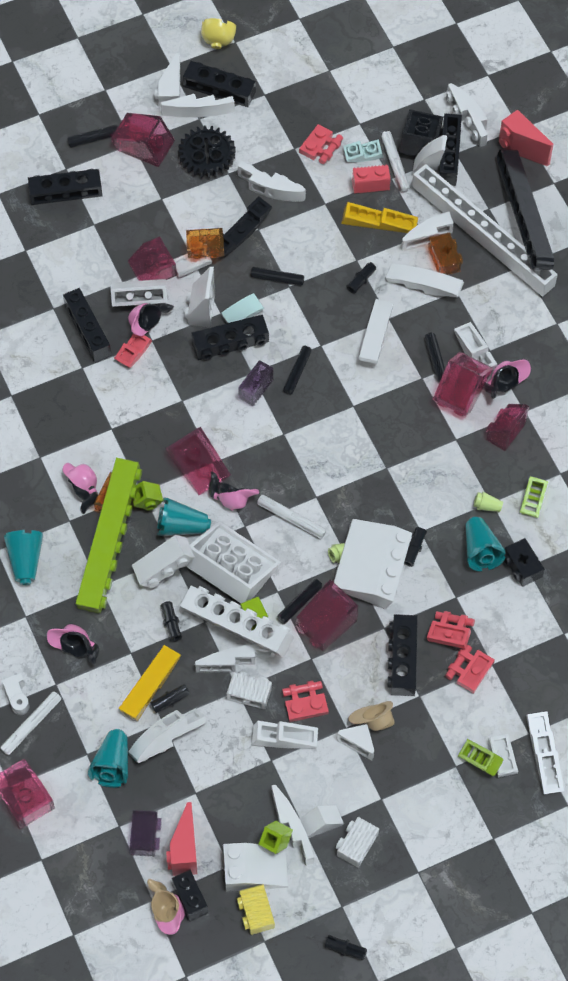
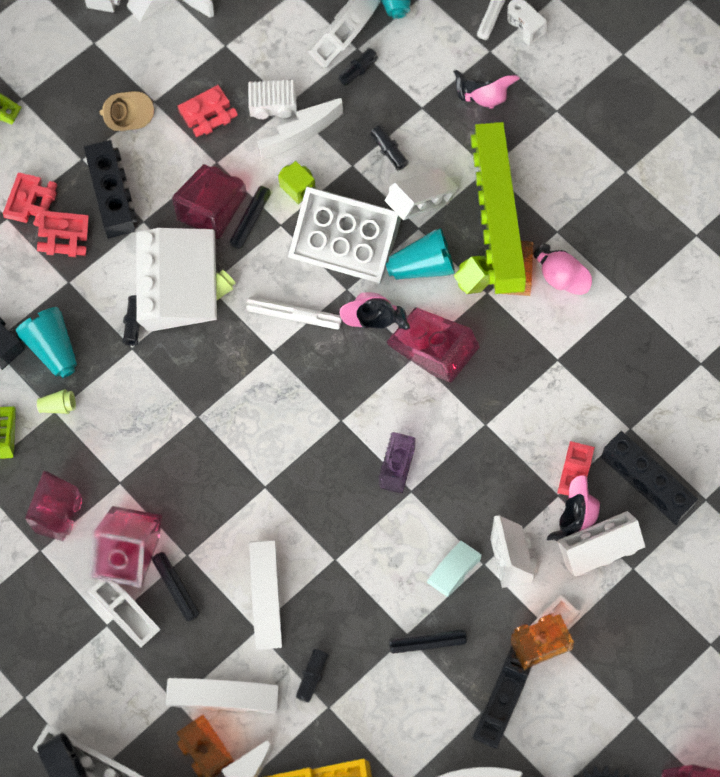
camera: 165 degrees right, 5 degrees up
(24, 554) = (590, 165): teal cone -> none
(149, 683) = (385, 74): yellow slope -> none
(153, 261) = (602, 600): clear pink slope -> none
(237, 330) = (428, 550): black brick -> none
(277, 643) = (310, 151): white brick -> none
(284, 735) = (218, 66): white slope -> none
(297, 369) = (352, 510): black axle -> none
(357, 739) = (136, 81): white slope -> none
(507, 376) = (76, 578): black hair -> none

